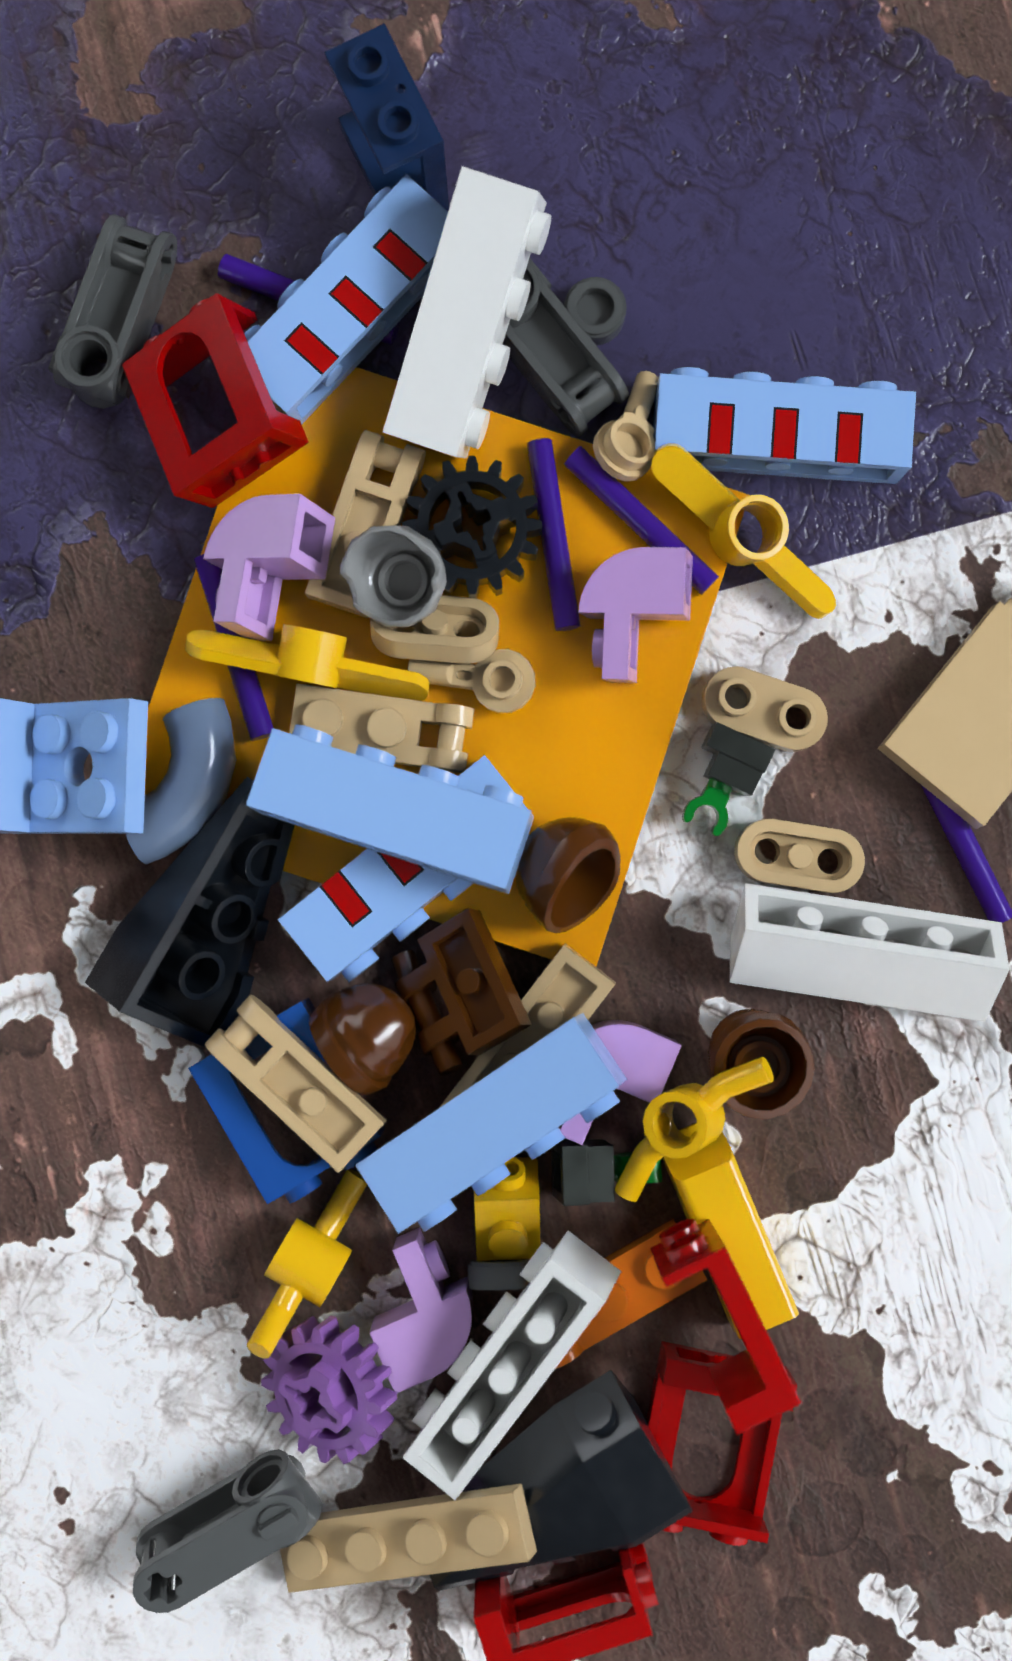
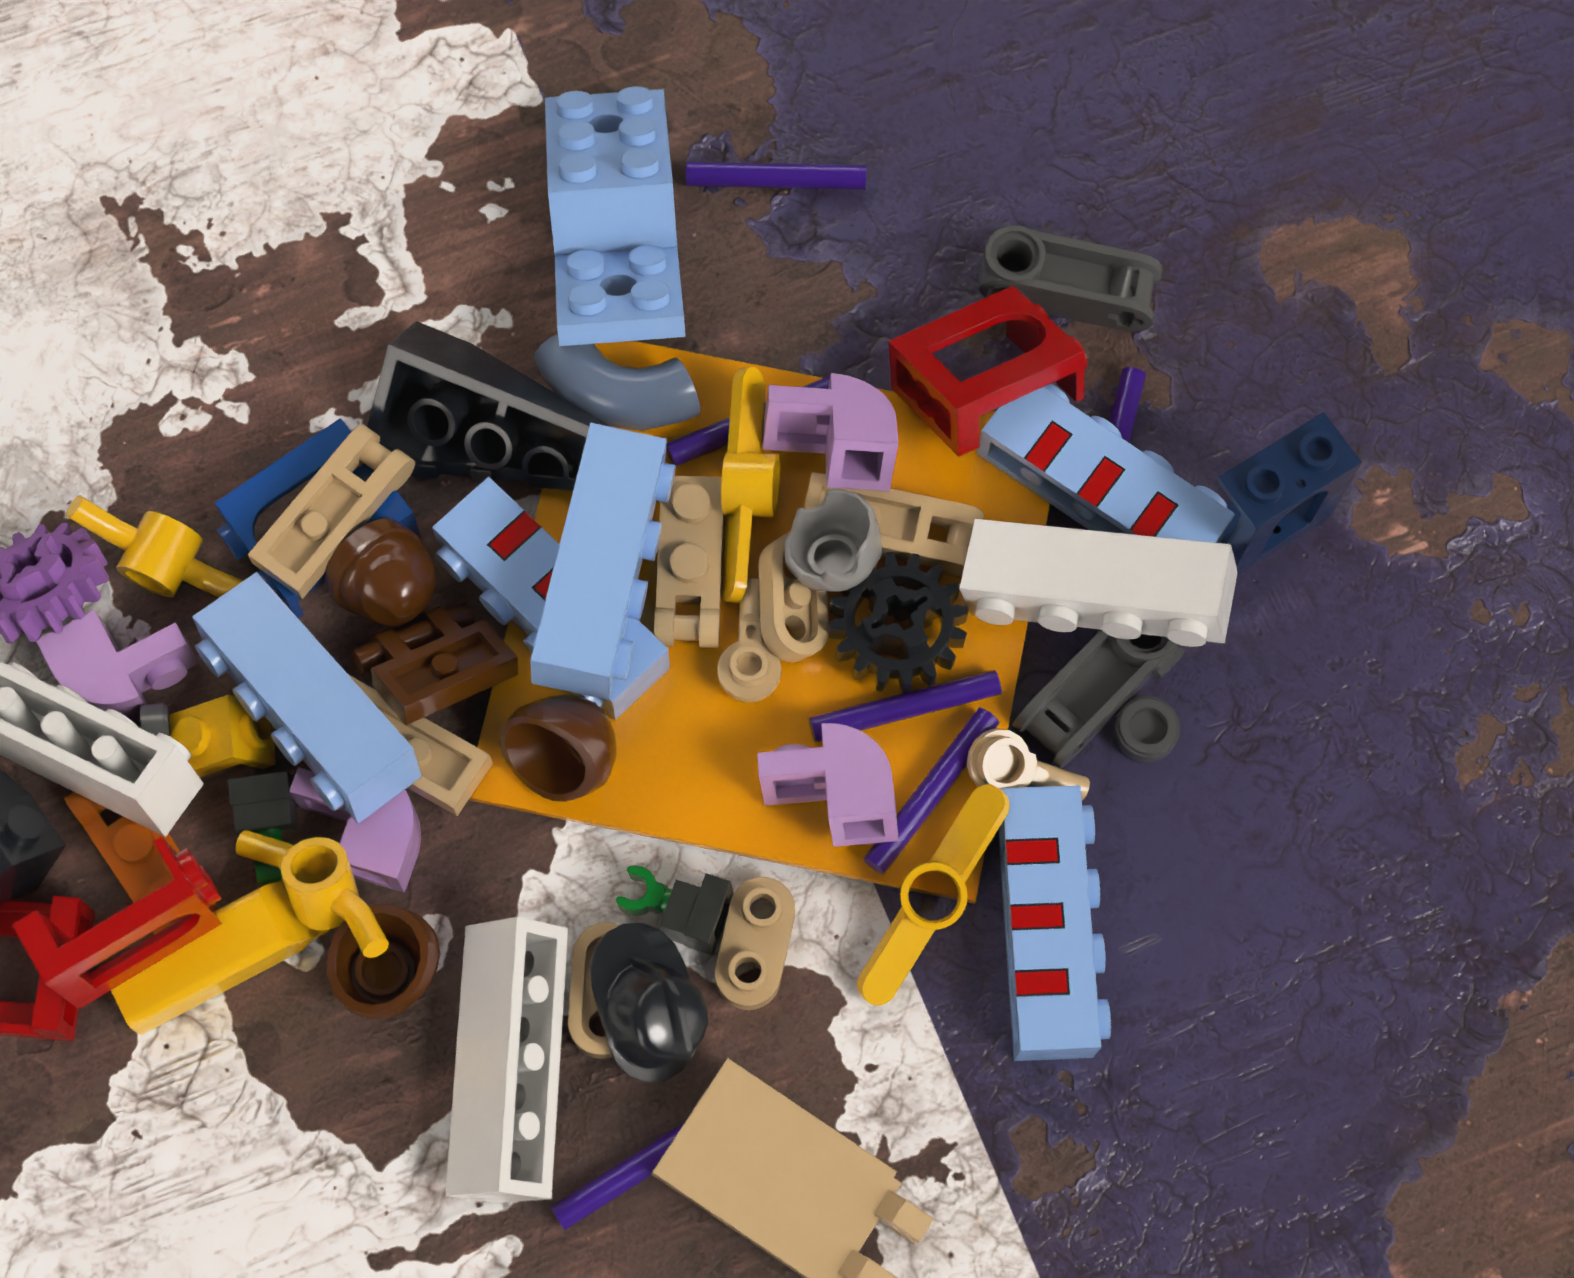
camera: 80 degrees right, 15 degrees down
(819, 814) = (646, 1002): none -> black piece

